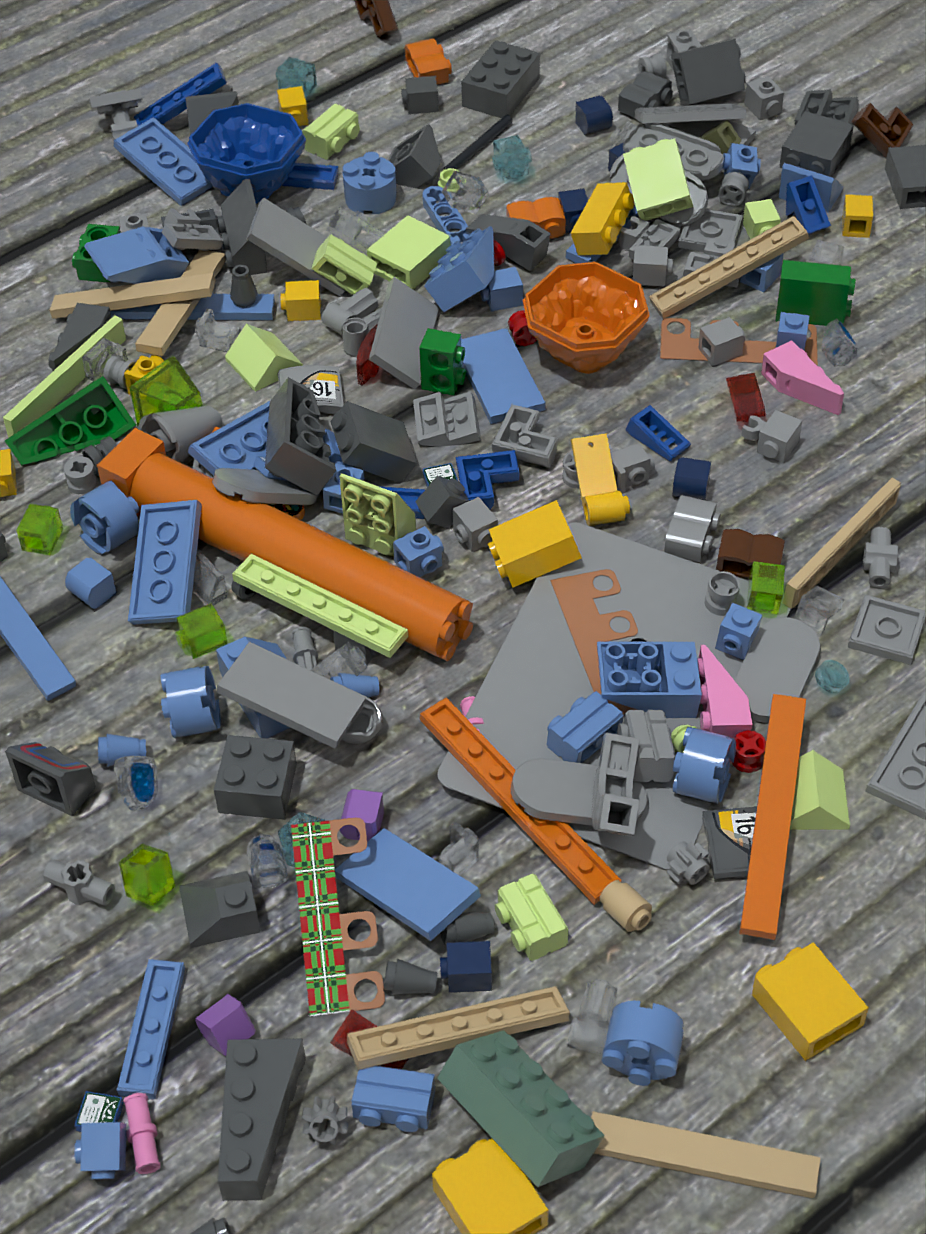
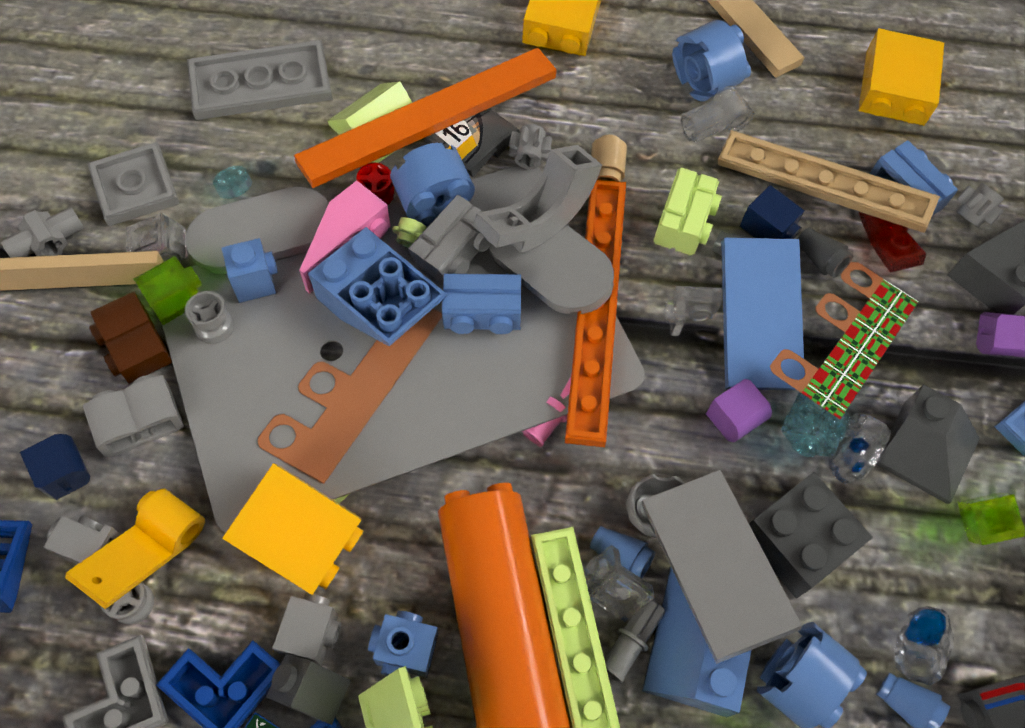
camera: 140 degrees left, 15 degrees up
(520, 1107) = (840, 89): sand green brick -> none

